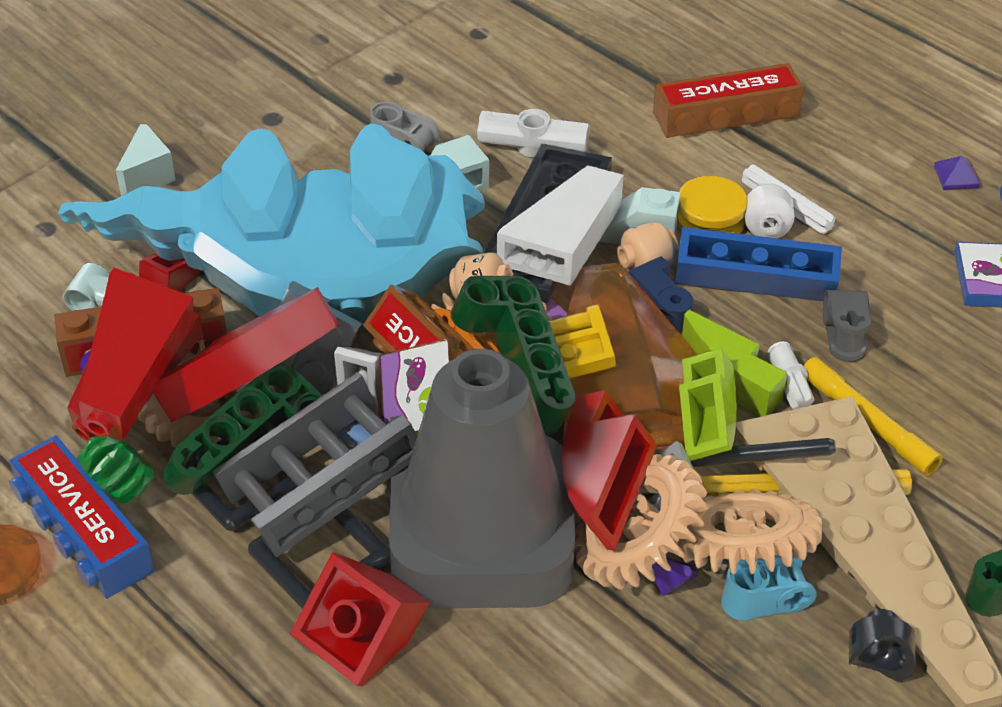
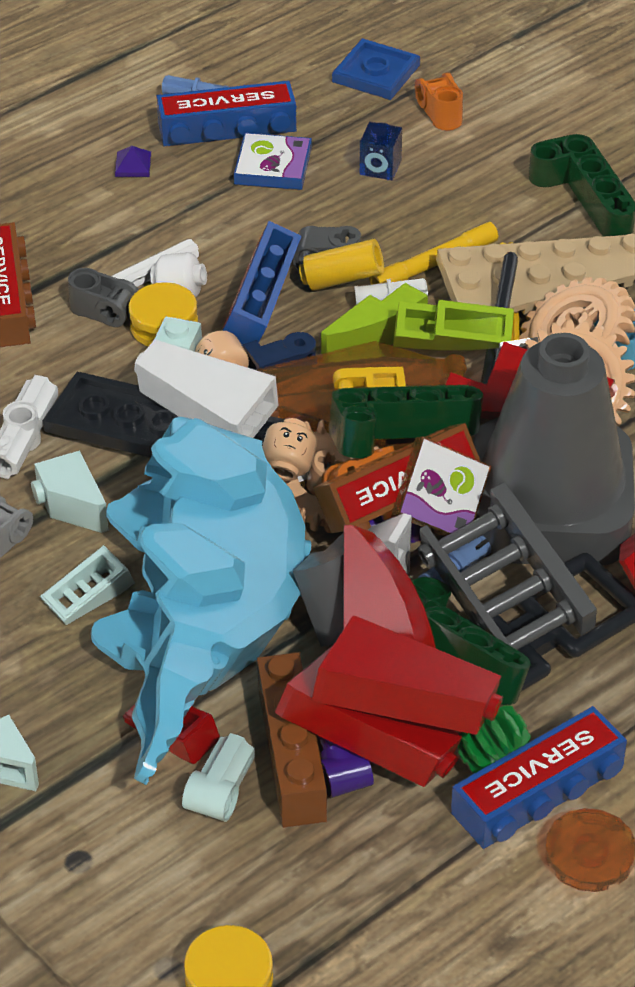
camera: 85 degrees left, 0 degrees up
(727, 156) = (98, 296): none -> dark grey piece
(813, 327) = (342, 265): none -> yellow brick

